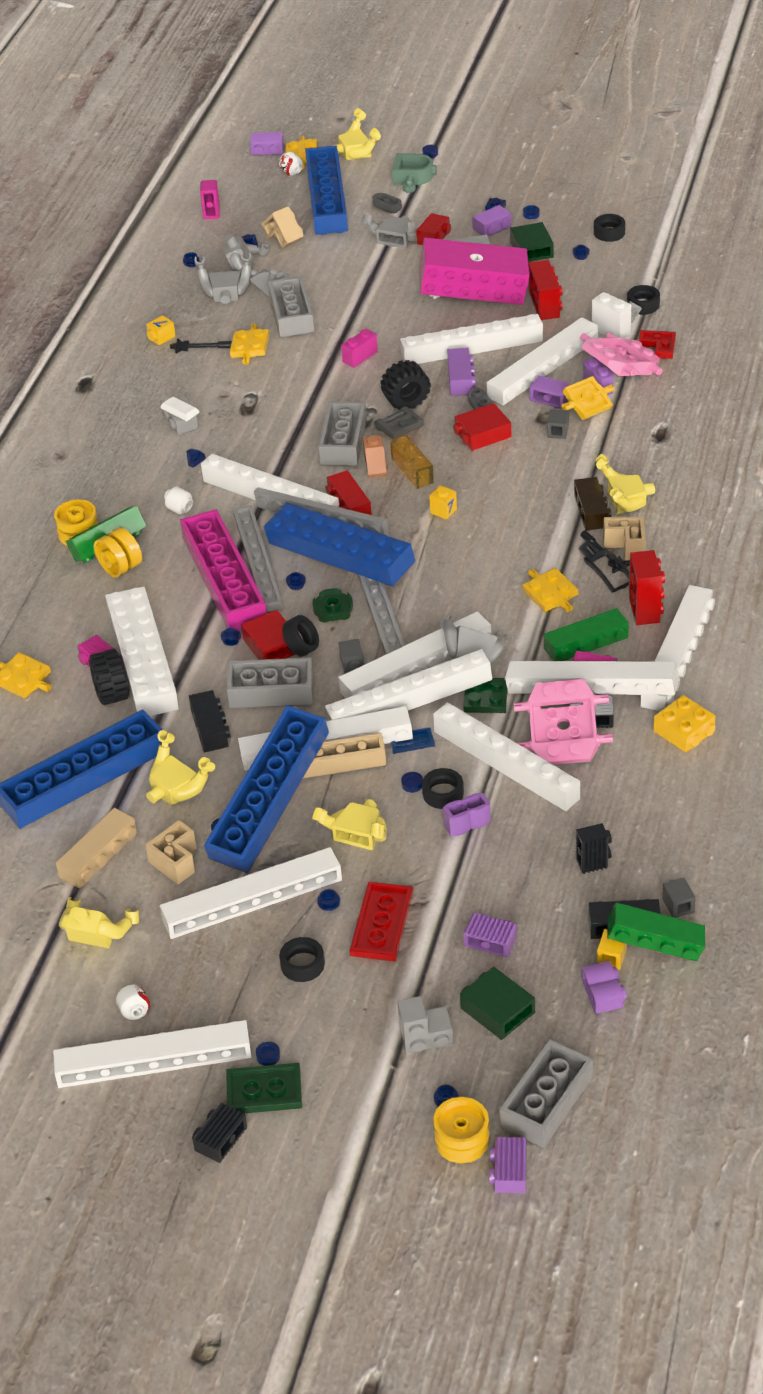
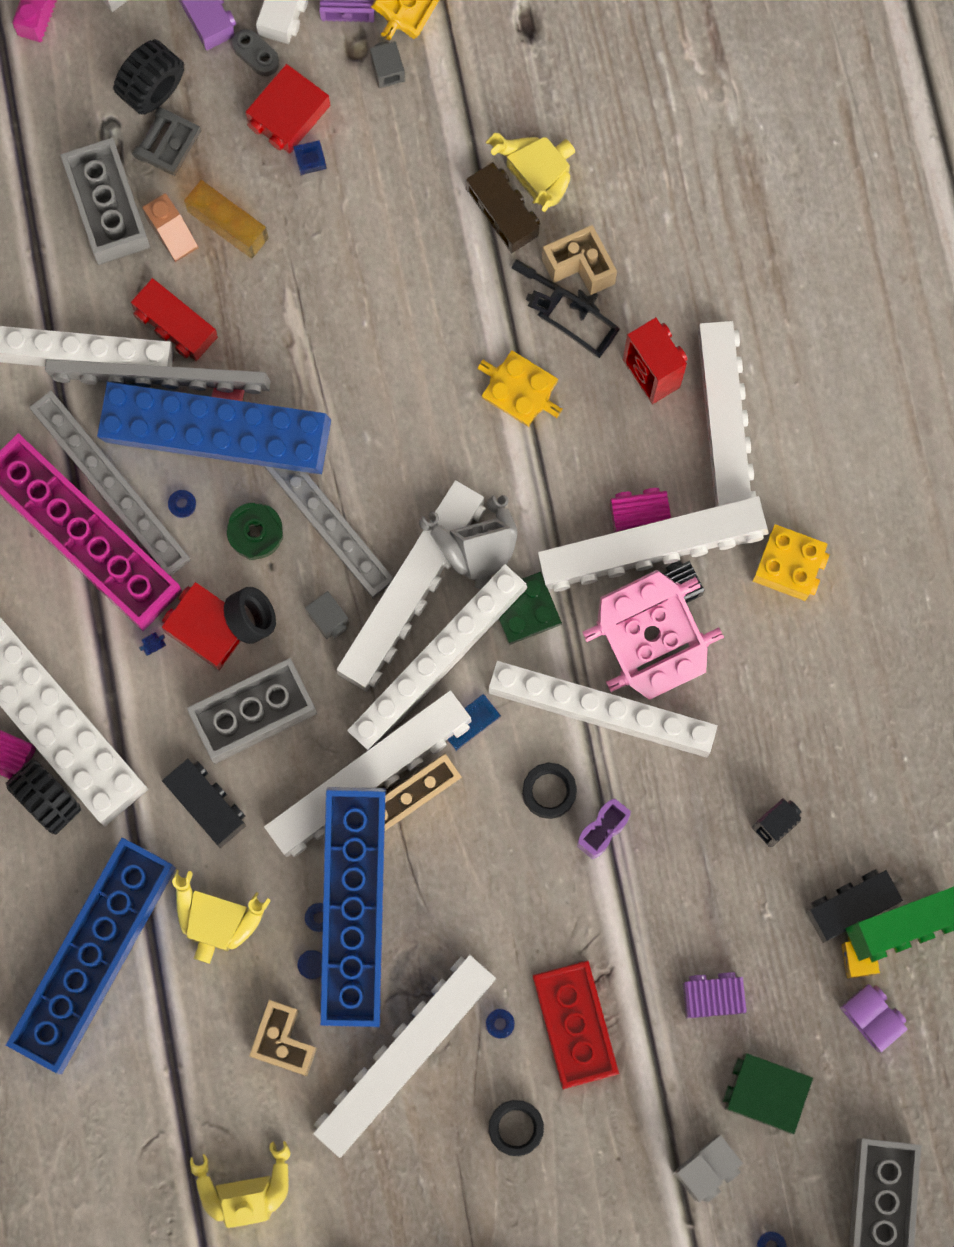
camera: 30 degrees left, 35 degrees up
(96, 848) = (180, 1069): tan brick -> none
(355, 824) = (479, 896): light yellow torso -> none
(412, 782) = (505, 792): clear blue tile -> none
(443, 502) = (307, 283): yellow brick -> none
(482, 451) = (310, 157): none -> clear blue plate
(586, 635) = (605, 458): green brick -> none
(678, 897) = (900, 846): dark grey brick -> none

